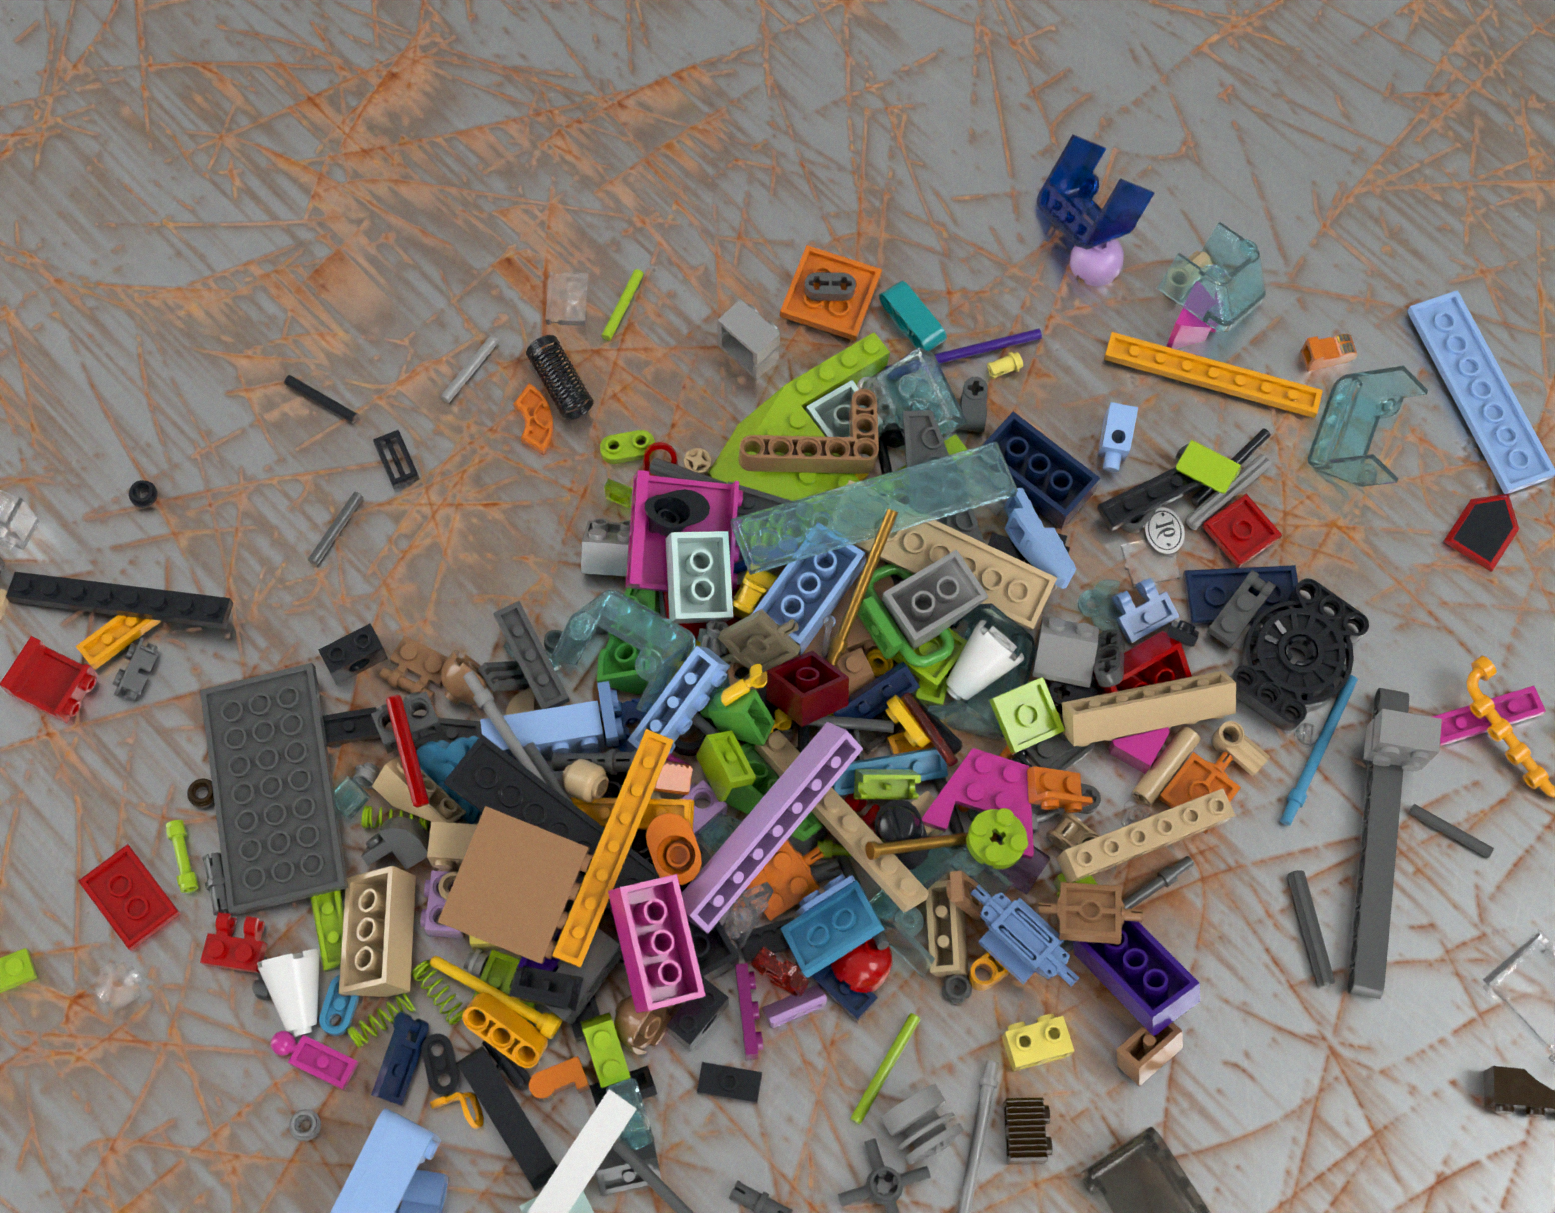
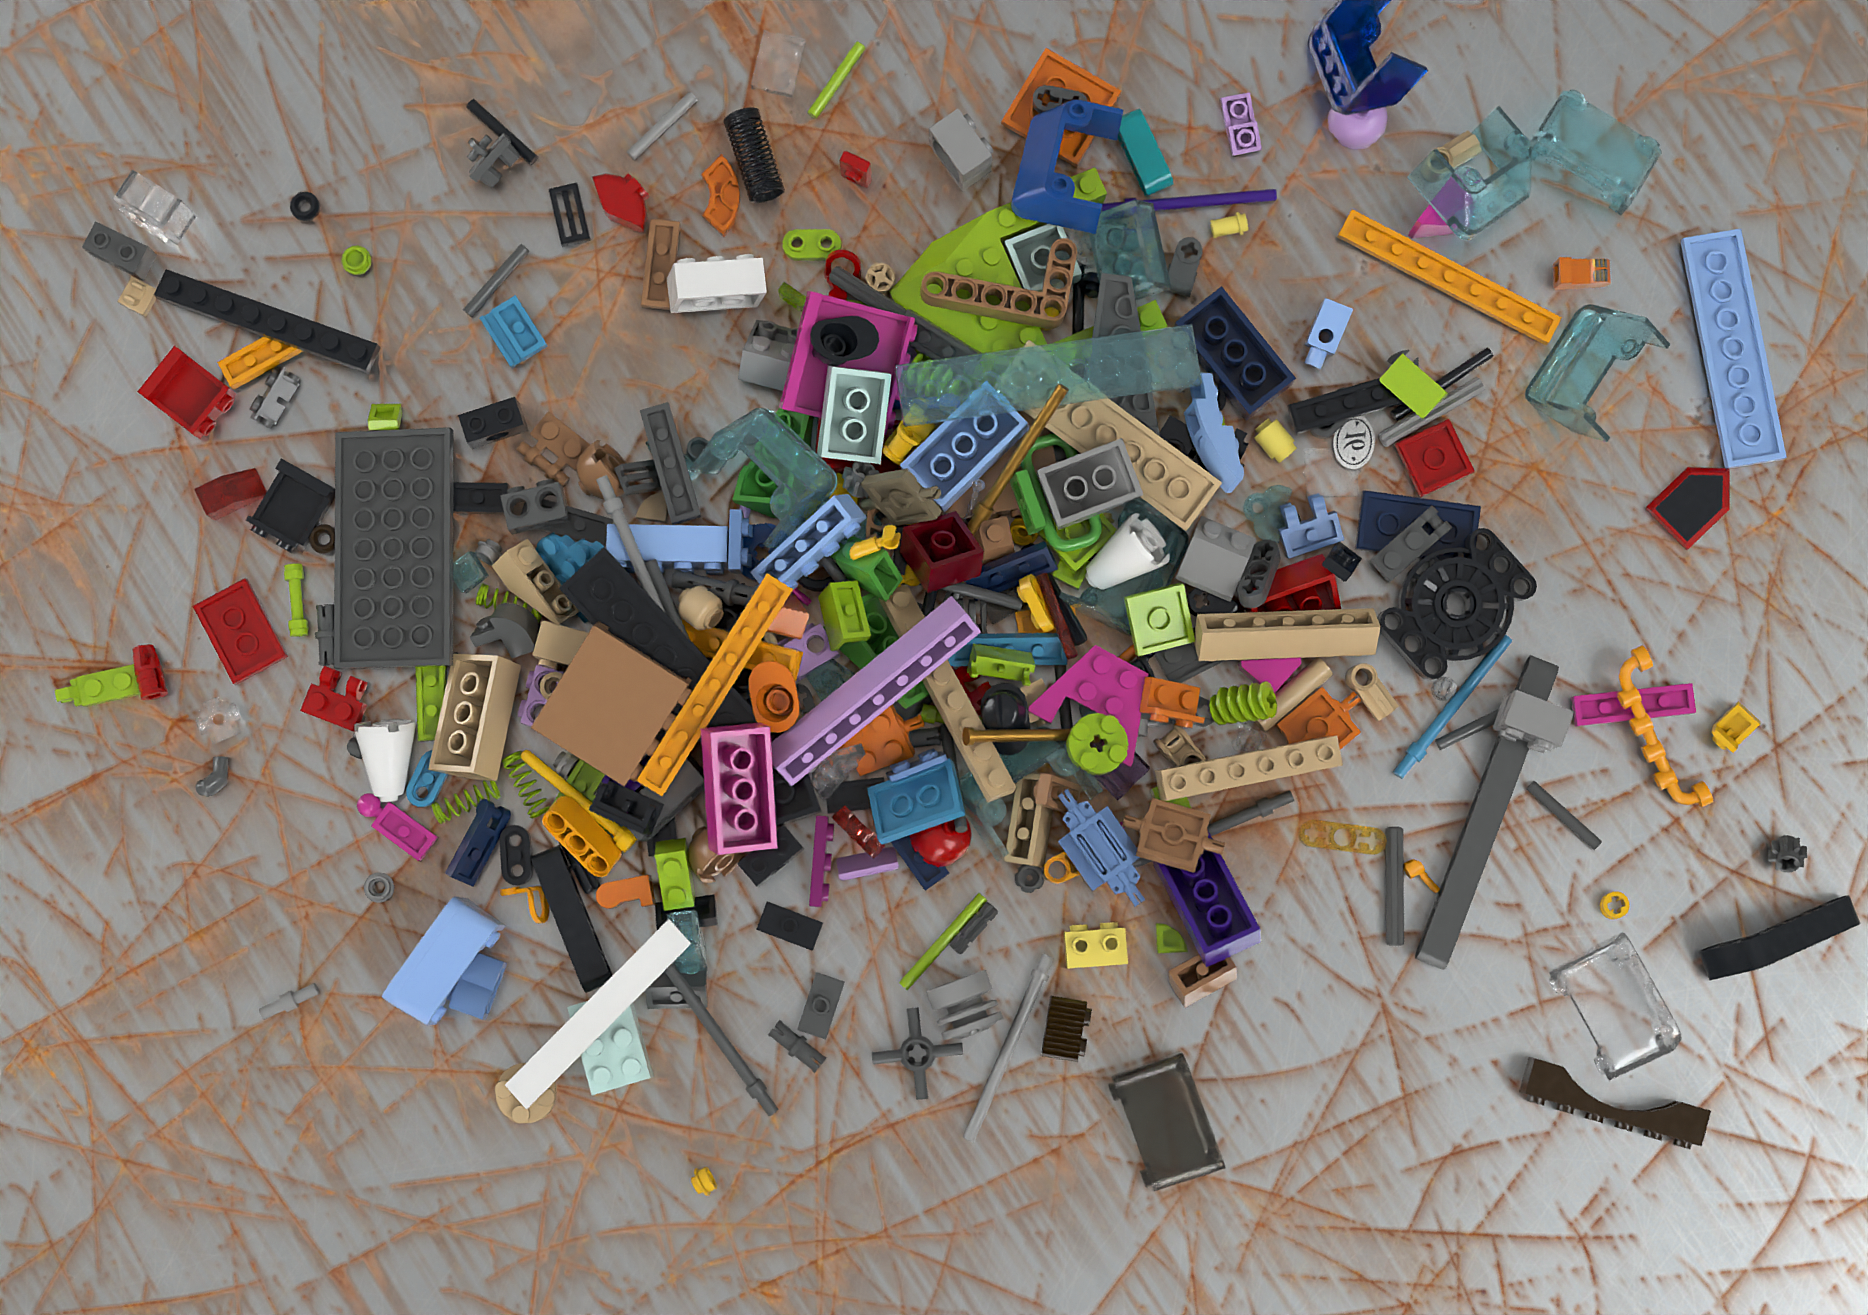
camera: 15 degrees right, 15 degrees up
(41, 954) = (149, 673): none -> red hinge
(103, 765) = (230, 493): none -> clear red slope
(122, 1048) = (216, 780): none -> dark grey arm
(166, 767) = (292, 507): none -> black panel
(199, 533) = (356, 260): none -> lime plate
(246, 667) = (384, 417): none -> lime plate
(309, 432) = (500, 149): none -> dark grey hips
(359, 569) = (513, 331): none -> dark azure plate
(407, 751) = (529, 542): red axle -> none
(444, 437) = (622, 200): none -> red piece
(489, 487) = (660, 257): none -> medium nougat plate
(546, 490) = (716, 284): none -> white brick
(656, 371) = (855, 169): none -> red plate
(776, 1157) = (821, 1005): none -> dark grey plate
(838, 354) = (1049, 195): none -> blue windscreen
(913, 1049) = (973, 928): none -> dark grey axle
(993, 280) = (1240, 124): none -> lavender slope
(1093, 540) = (1275, 440): none -> light yellow brick
(1107, 1023) = (1169, 940): none -> lime tile
(1126, 781) = (1243, 703): none -> lime piece
(1269, 881) = (1320, 826): none -> clear yellow beam
(1314, 246) = (1596, 148): none -> clear light blue windscreen
(1327, 906) = (1413, 868): none -> light orange hand
(1339, 769) = (1467, 730): none -> dark grey bar
(1521, 915) = (1622, 911): none -> yellow bush

